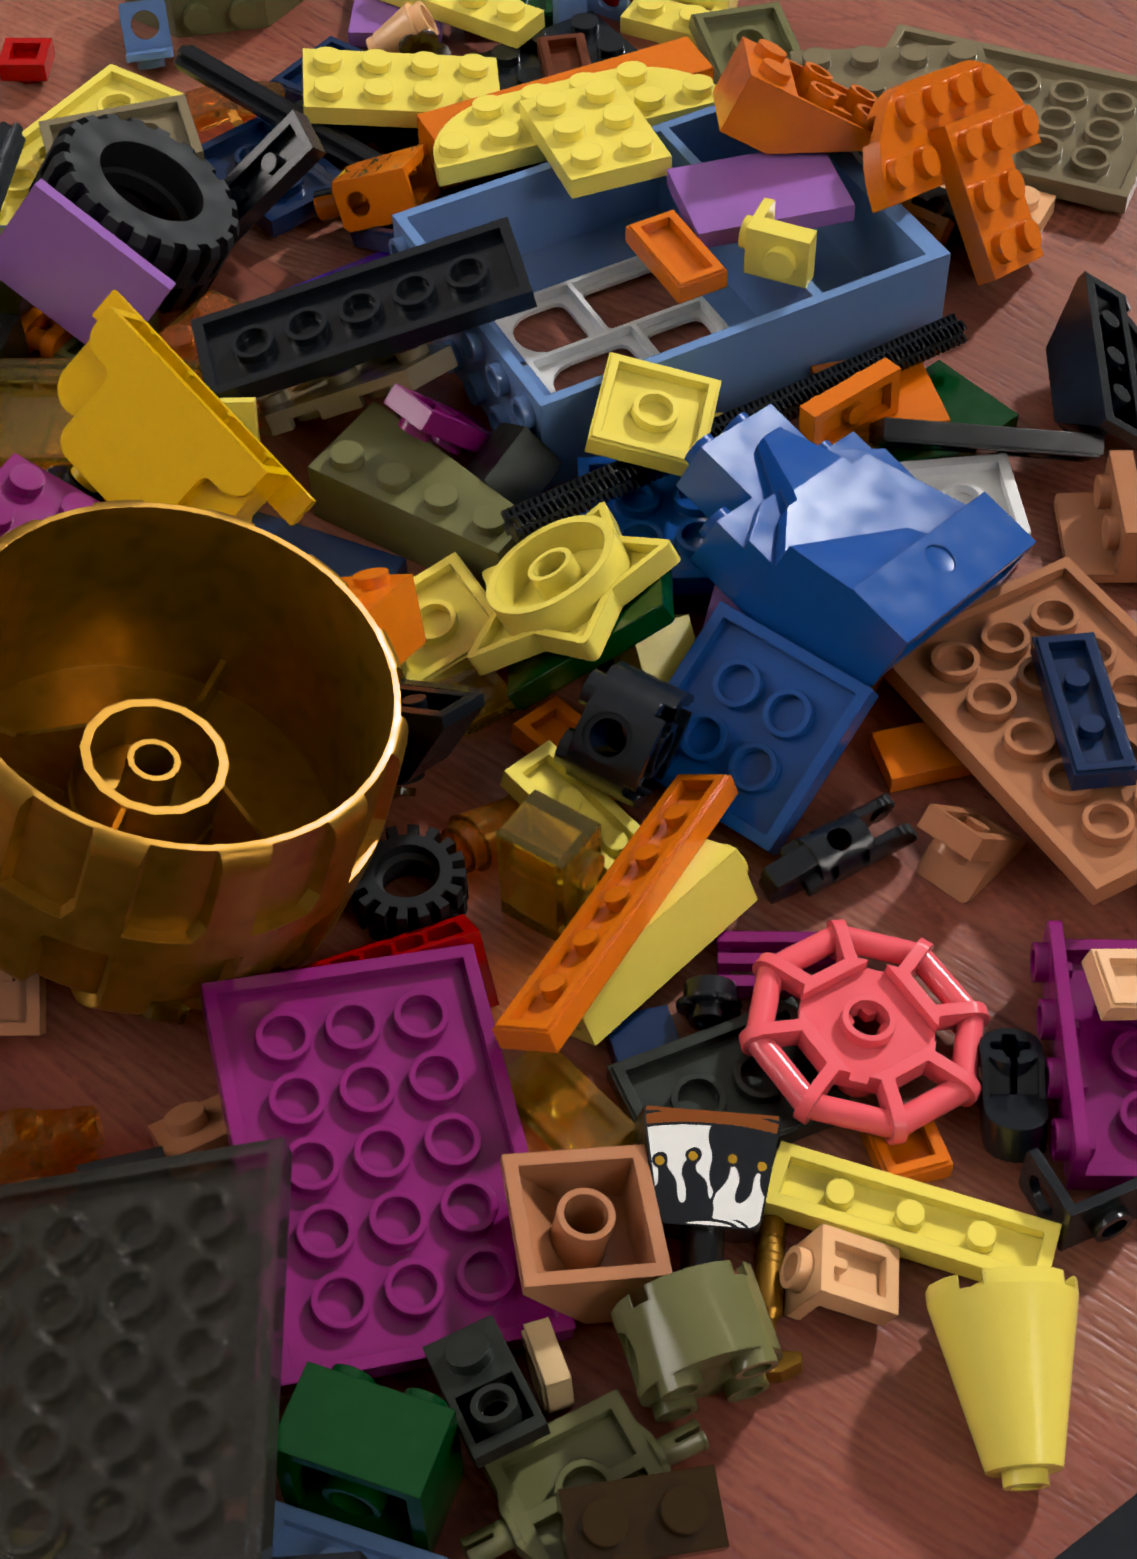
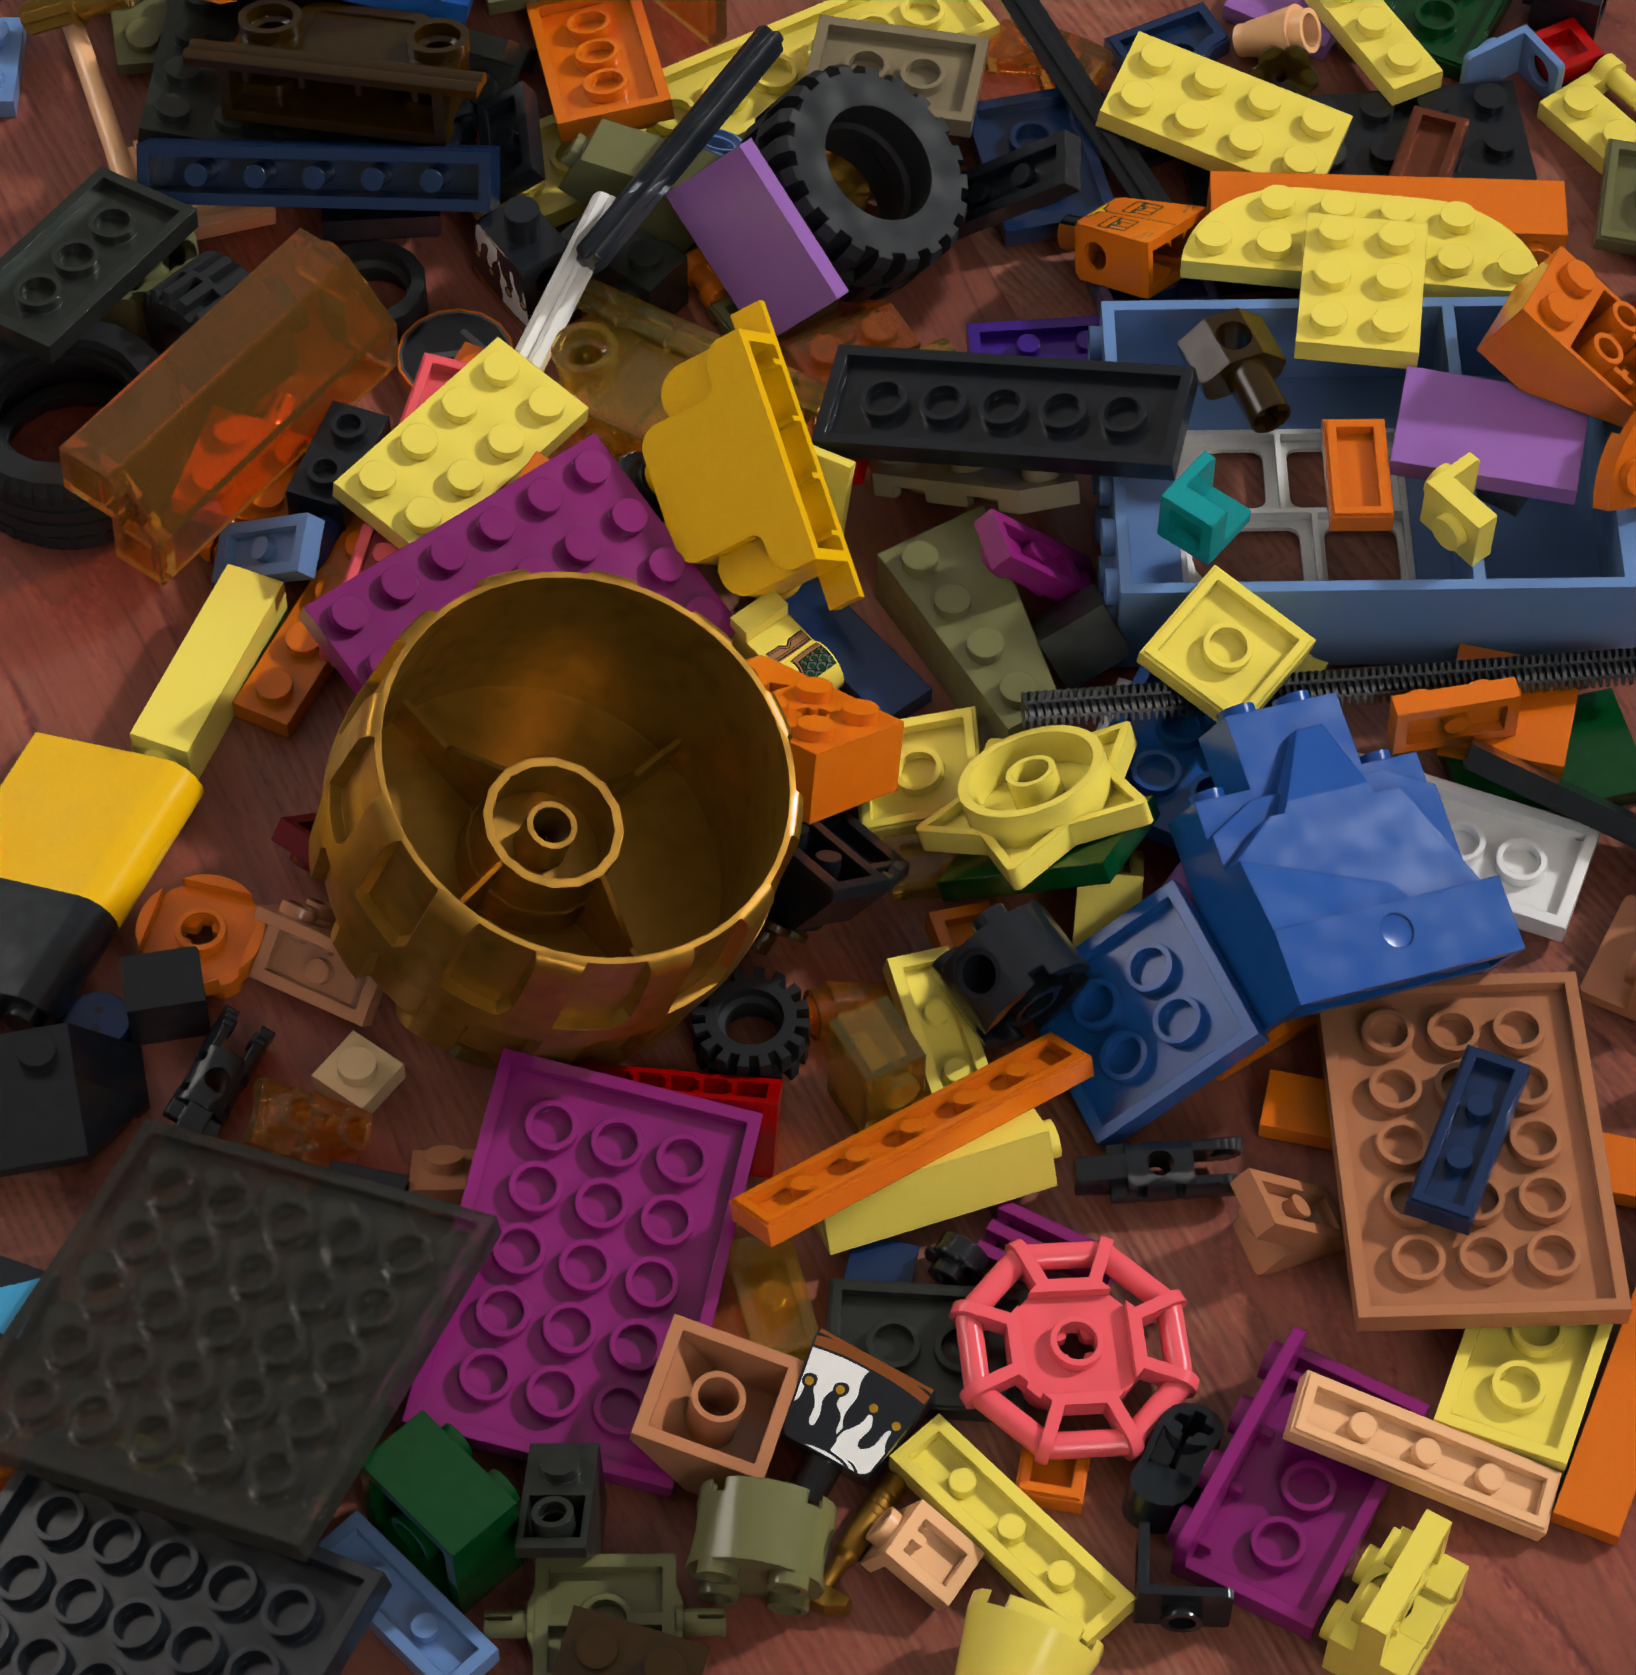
camera: 25 degrees right, 5 degrees up
(58, 1077) = (358, 1074): none -> tan plate
(538, 210) = (1240, 359): none -> dark brown piece
(547, 1366) = (630, 1508): tan tile -> none
(572, 325) = (1199, 515): none -> teal panel

